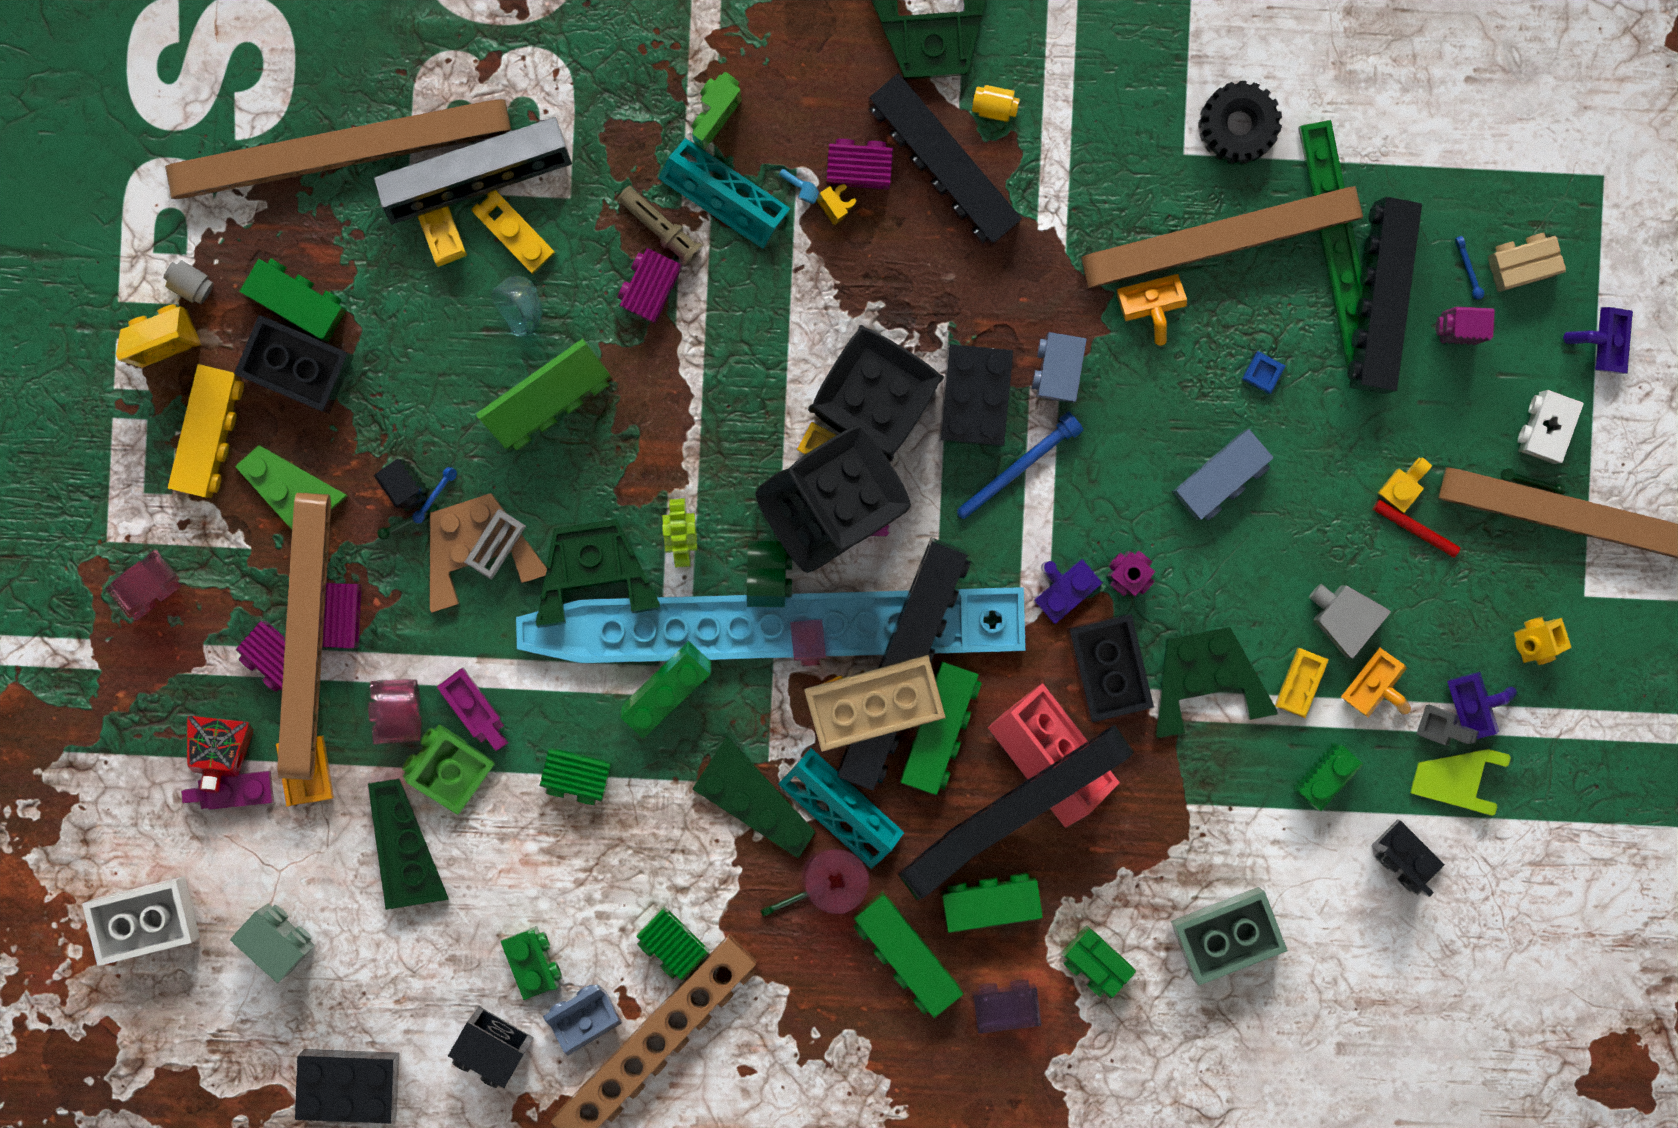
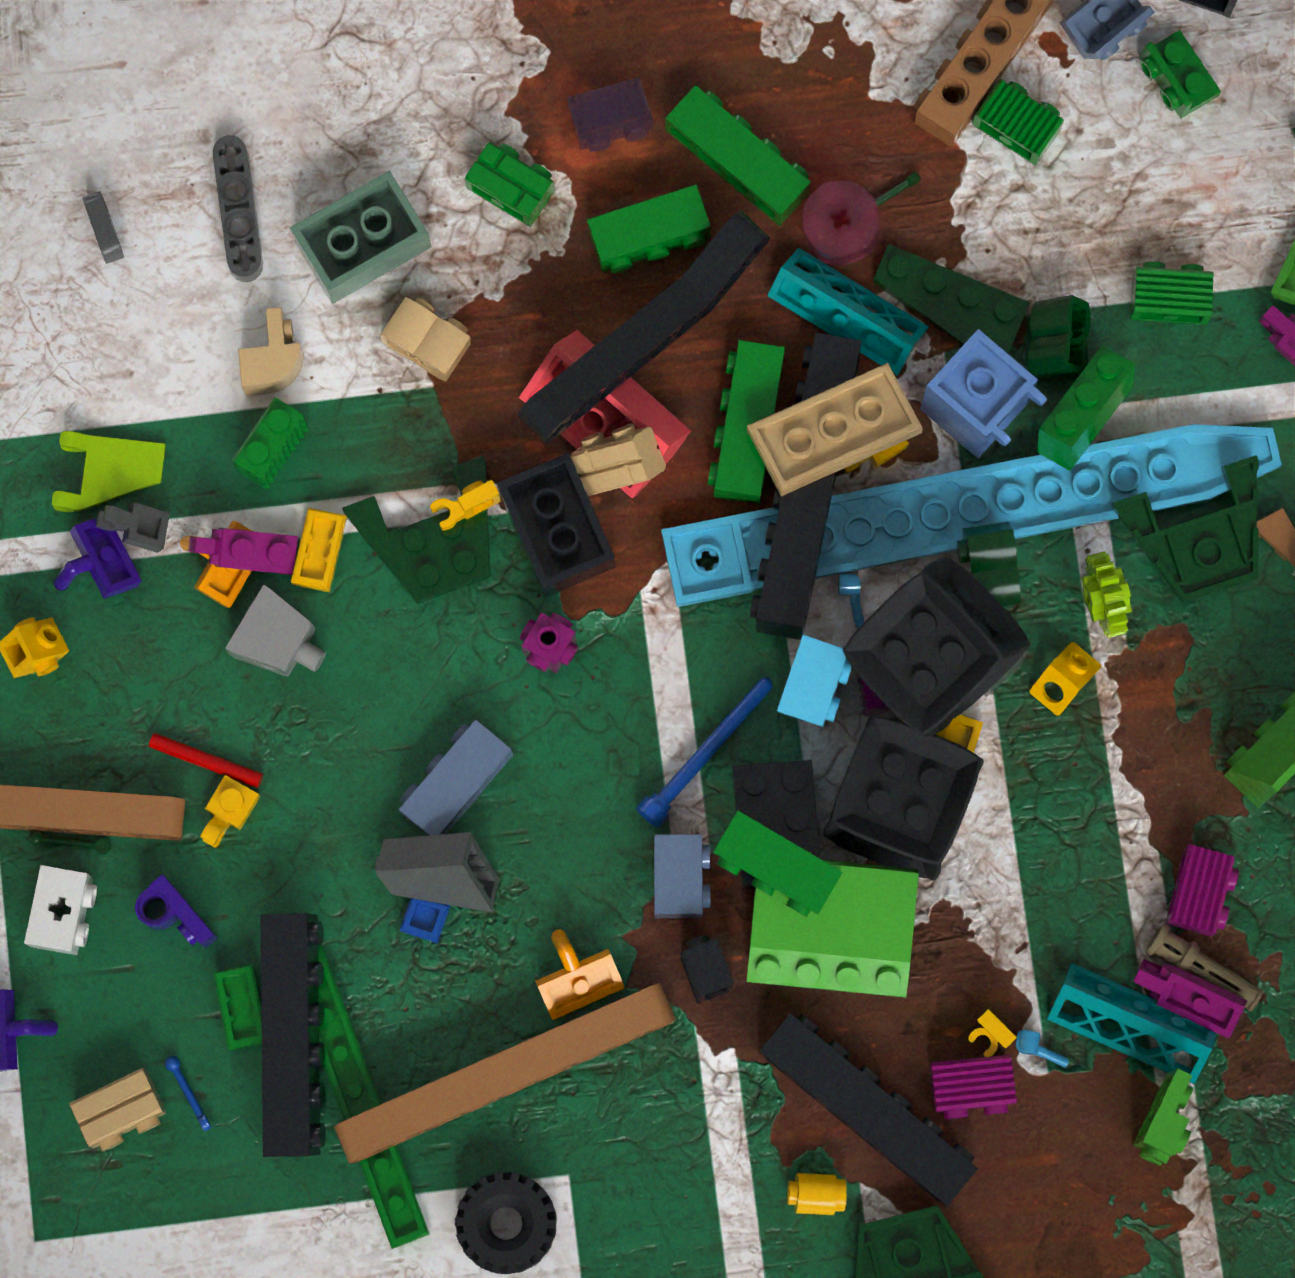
camera: 170 degrees right, 10 degrees down
(675, 204) = (1191, 997): none -> magenta hinge
(675, 752) = (1058, 338): none -> dark green brick
(720, 477) = (1068, 670): none -> yellow bracket
(751, 712) = (979, 394): none -> medium blue container
(808, 641) = (926, 492): clear pink bracket -> none
(880, 580) = (850, 585): none -> dark azure hand
(930, 495) = (814, 682): none -> medium azure brick
(949, 304) = (854, 942): none -> bright green slope
(987, 353) = (776, 864): none -> green brick
(1052, 710) = (618, 460): none -> tan brick
(1053, 288) = (706, 968): none -> black brick
(1066, 589) = (623, 613): dark purple plate -> none
(1171, 700) = (474, 500): none -> yellow plate
(1188, 843) = (426, 338): none -> tan brick
(1249, 404) = (438, 870): none -> dark grey slope
(1313, 841) = (272, 366): none -> tan brick
(1327, 980) = (238, 208): none -> dark grey beam
(1360, 689) = (248, 550): none -> magenta hinge
(1406, 854) = (158, 364): black bracket -> none
(1420, 329) = (239, 1006): none -> green plate
(1435, 982) = (103, 227): none -> dark grey beam
(1447, 397) = (192, 925): none -> dark purple plate
(1465, 325) = (185, 1013): magenta brick -> none

